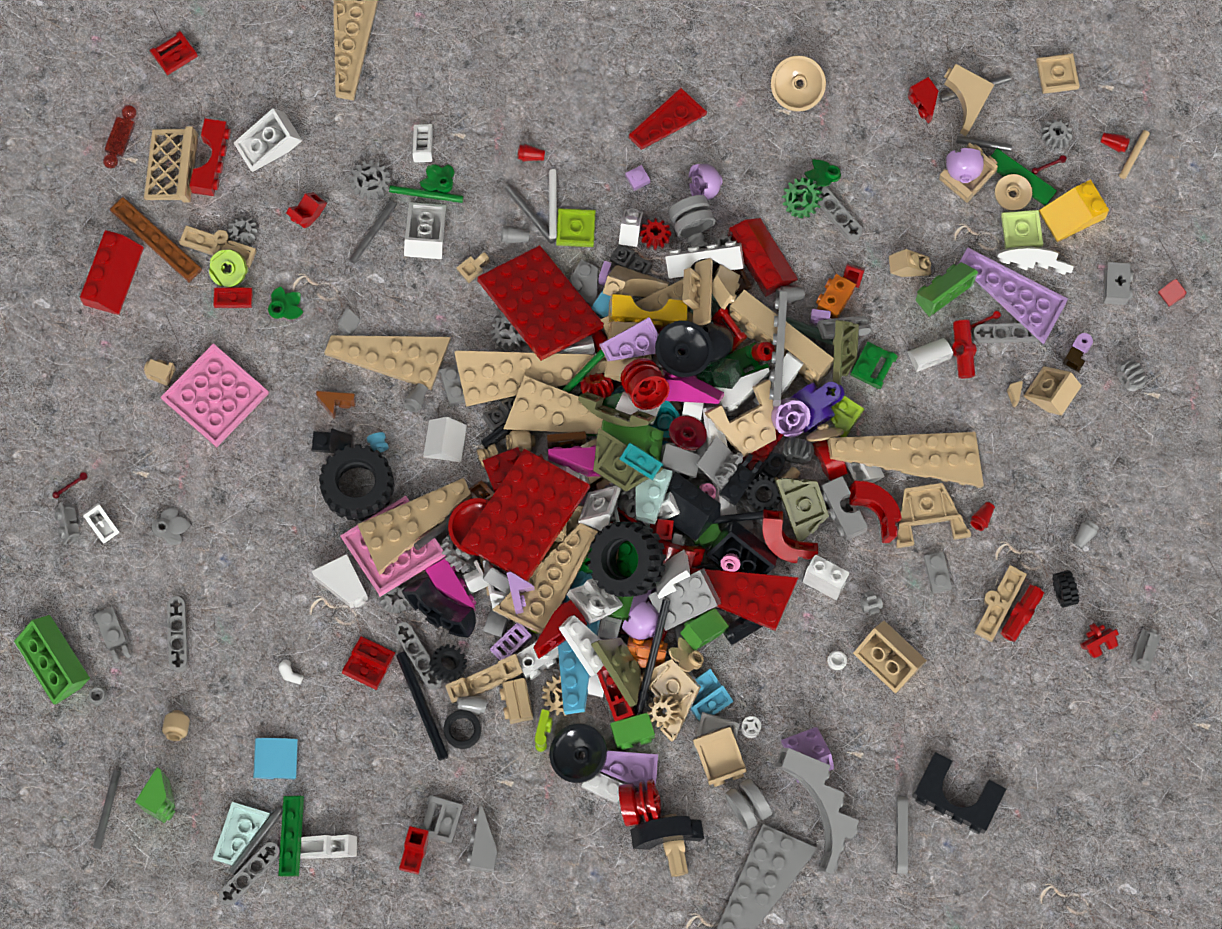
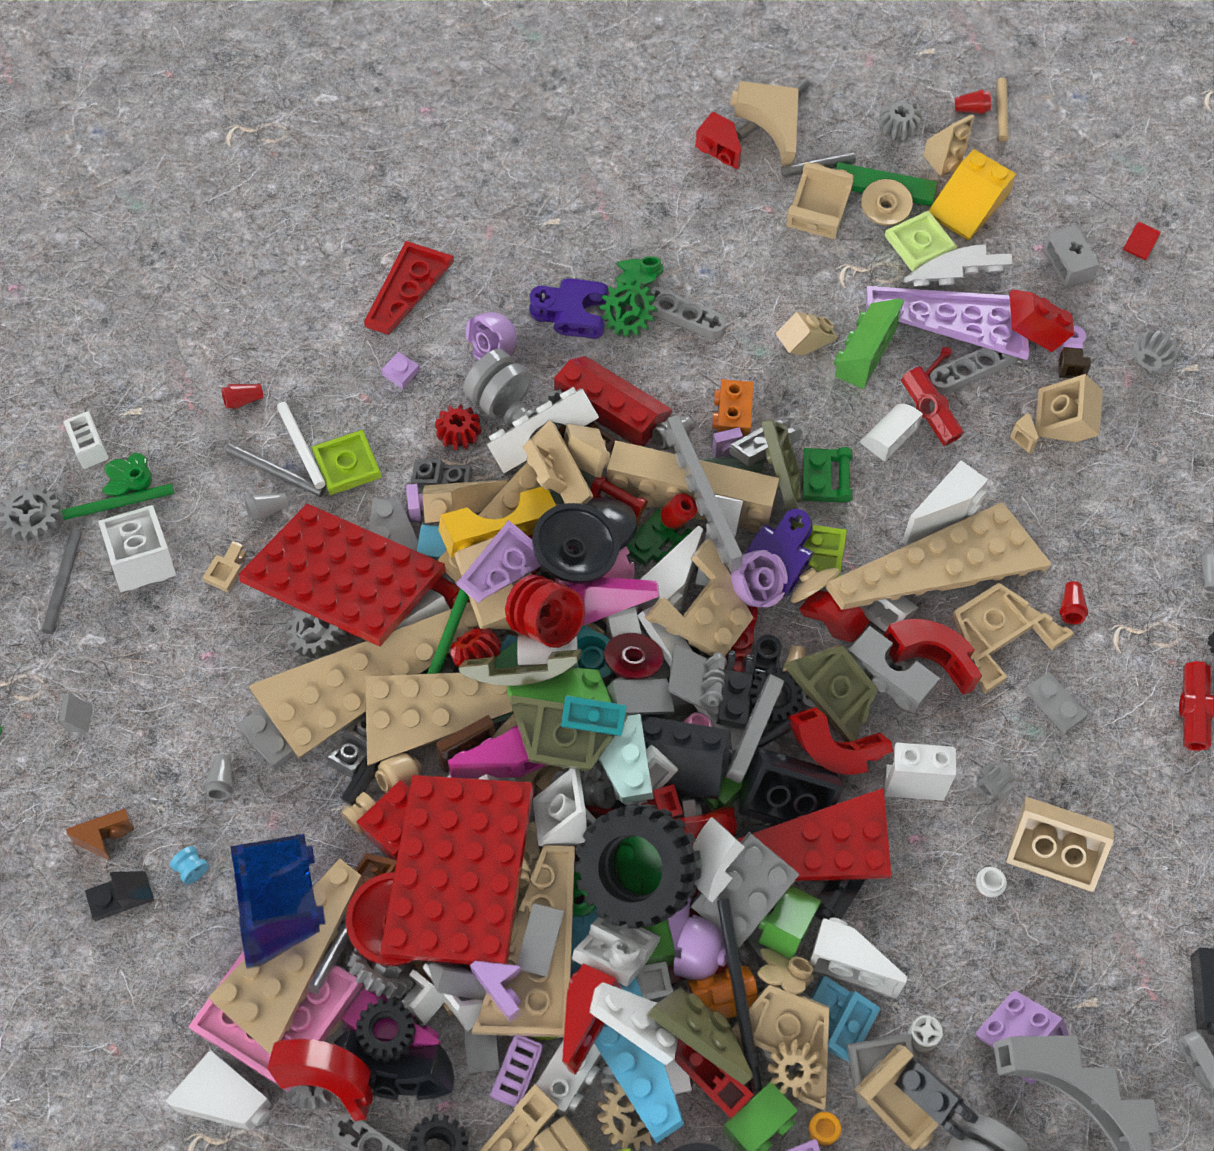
camera: 25 degrees left, 10 degrees down
(356, 458) = (159, 904): black tyre -> none
(399, 357) = (169, 733): tan wing -> none
(405, 592) = (325, 1066): none -> red arch
(417, 484) = (275, 897): none -> clear blue windscreen
(445, 439) = (288, 811): white slope -> none
(449, 598) = (391, 1048): none -> black tyre
(553, 576) = (540, 939): none -> light grey slope
(630, 227) = (421, 432): white slope -> none
(667, 752) = (824, 1128): none -> light orange tile
(721, 373) = (641, 557): clear green slope -> none
(725, 663) = (850, 958): none -> white slope
(730, 558) = (780, 802): bright pink plate -> none
(733, 762) = (935, 1097): none -> hinge
(738, 508) = (754, 728): none -> light grey beam
(763, 178) = (566, 307): none -> dark purple piece
(785, 85) = (559, 160): tan dish -> none
(797, 450) = (789, 620): dark grey gear -> none
(854, 274) = (741, 372): red slope -> none
(939, 418) = (949, 503): none -> white slope
(965, 165) = (814, 187): lavender cylinder -> none
(999, 603) = (1160, 706): tan hinge -> none
(1057, 73) = (862, 55): tan plate -> none
(1062, 159) = (919, 148): dark red hinge -> none
(1065, 321) = (1040, 320): none -> red slope
(1075, 170) = (947, 147): none -> tan slope

